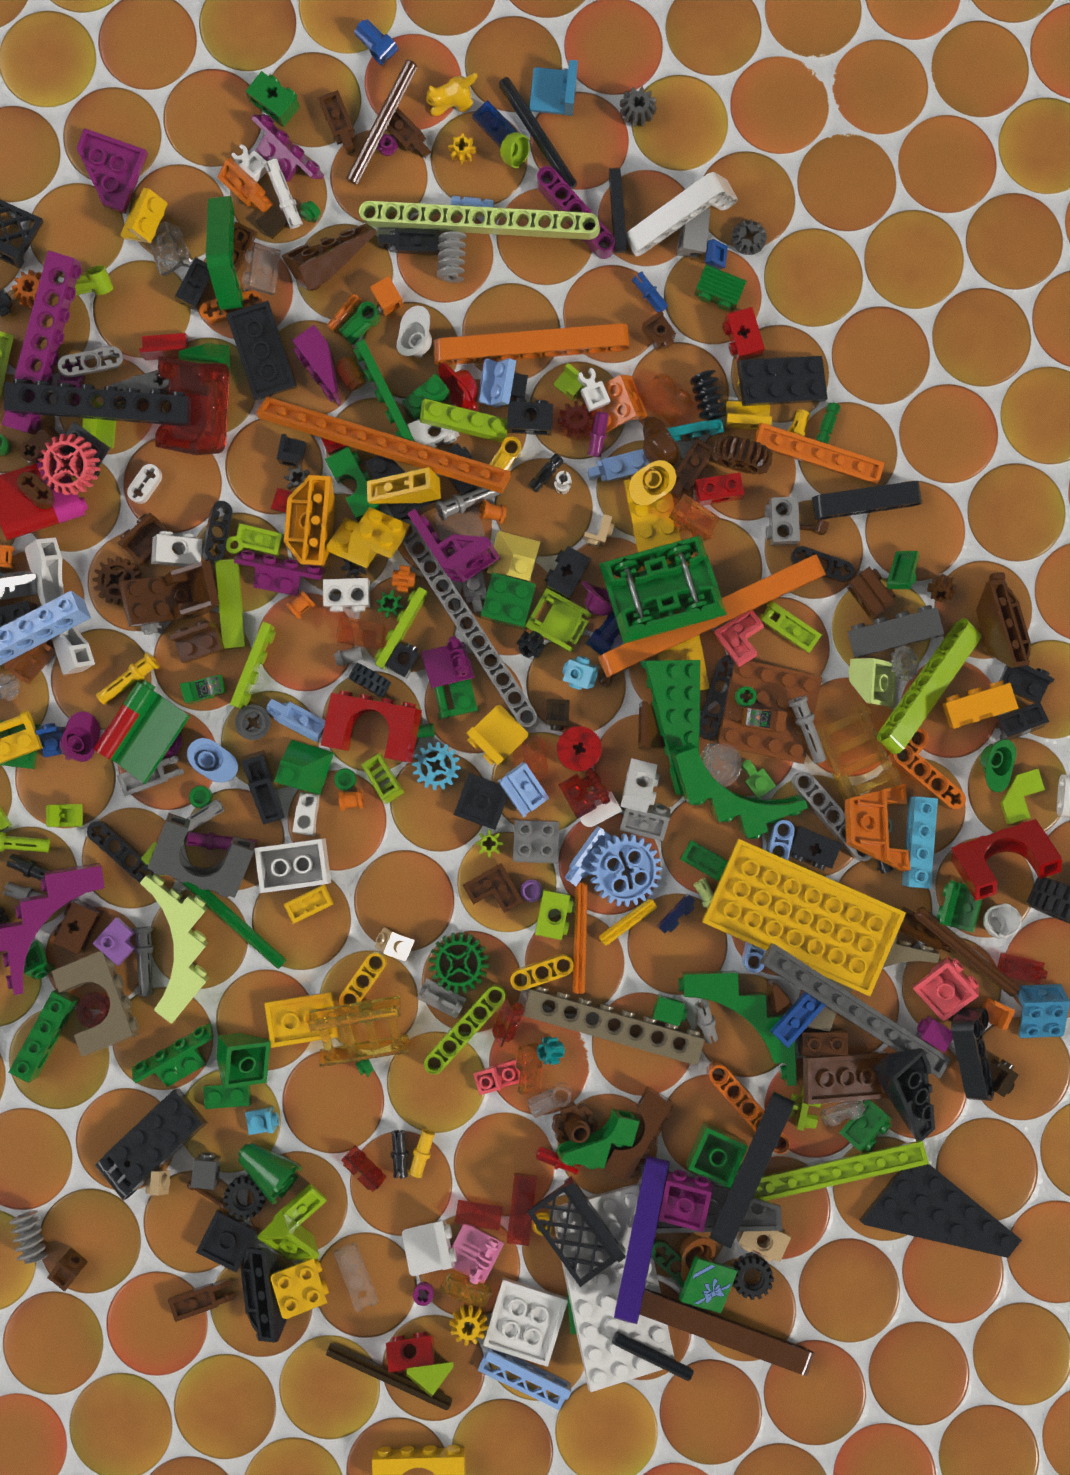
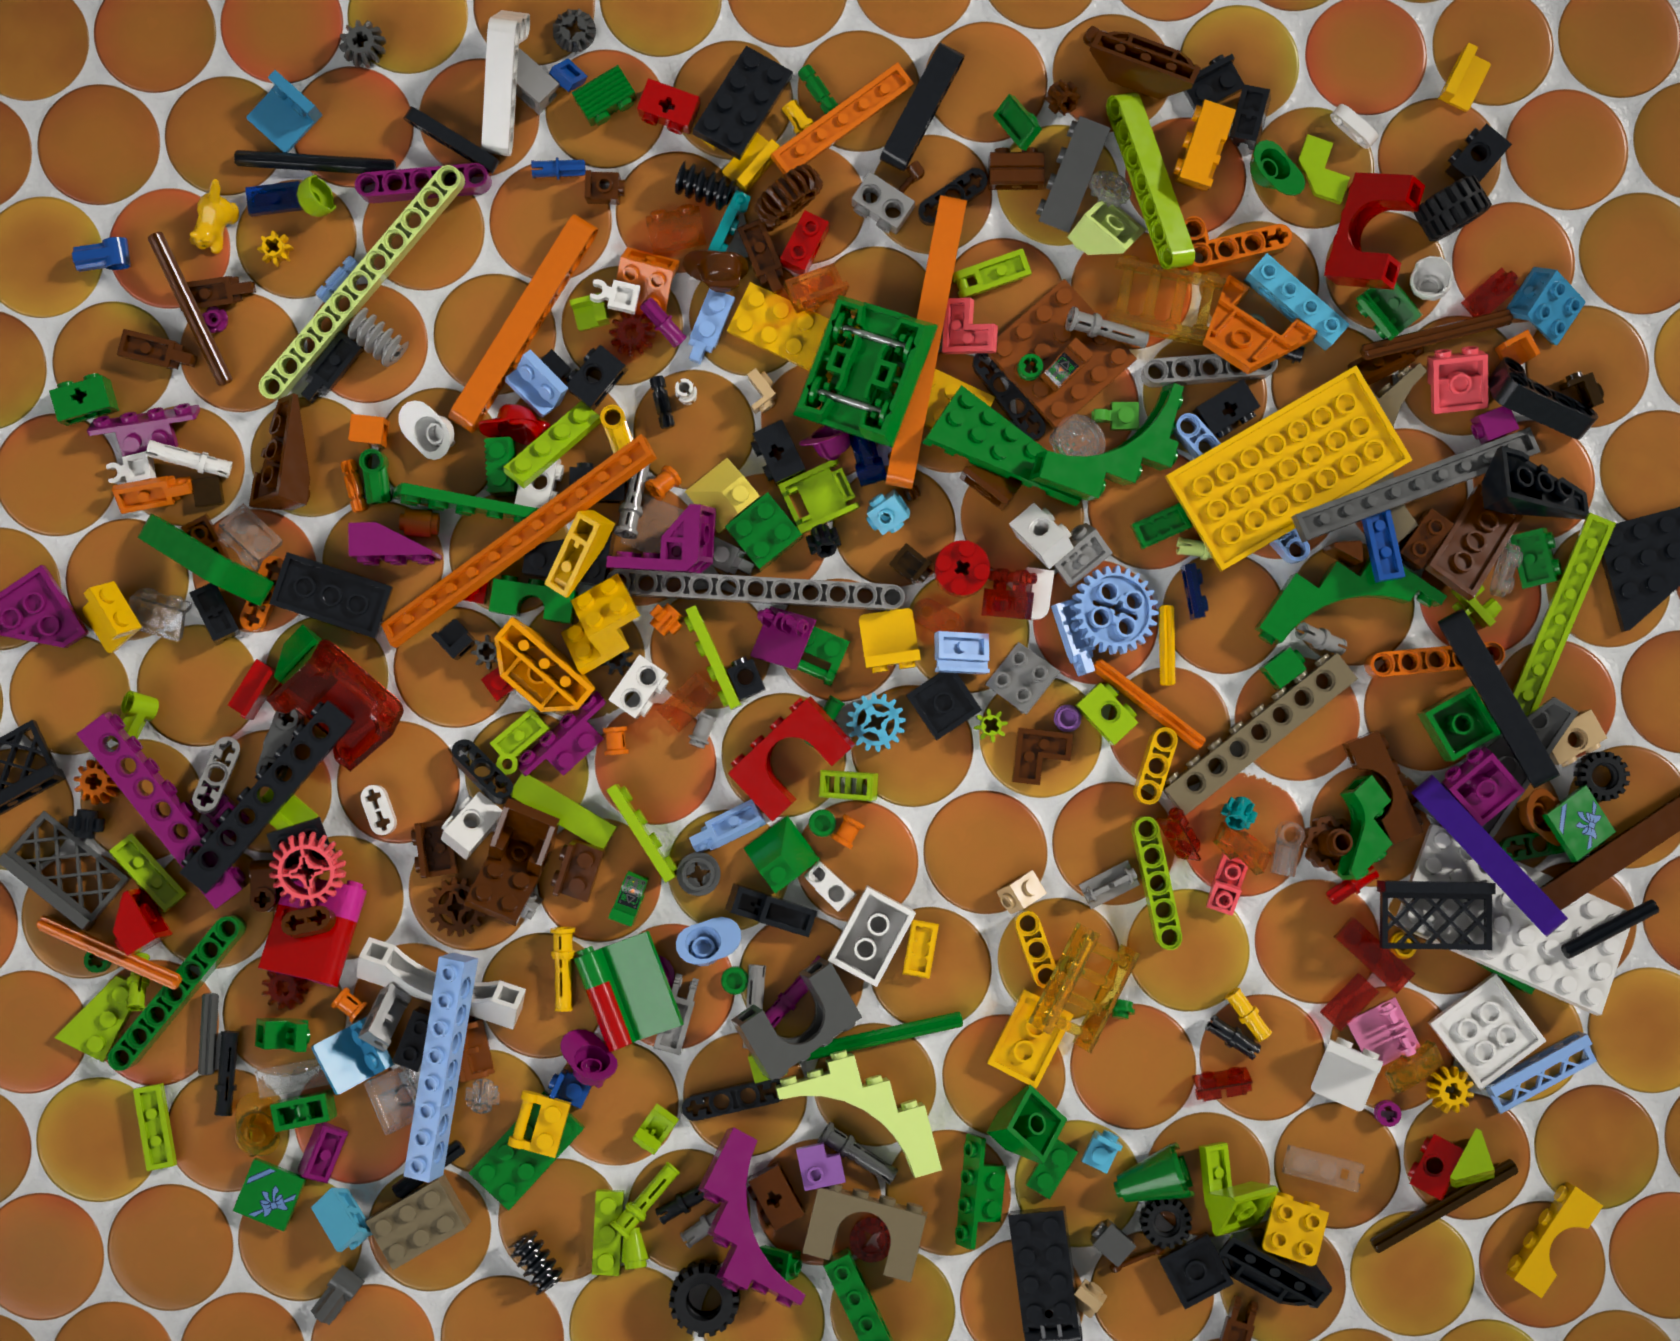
camera: 50 degrees left, 0 degrees up
(310, 211) = (226, 445): green plate -> none
(369, 680) = (742, 726): black wheel -> none
(382, 602) = (675, 646): green gear -> none
(445, 977) = (1083, 828): green gear -> none
(652, 482) = (751, 303): yellow piece -> none

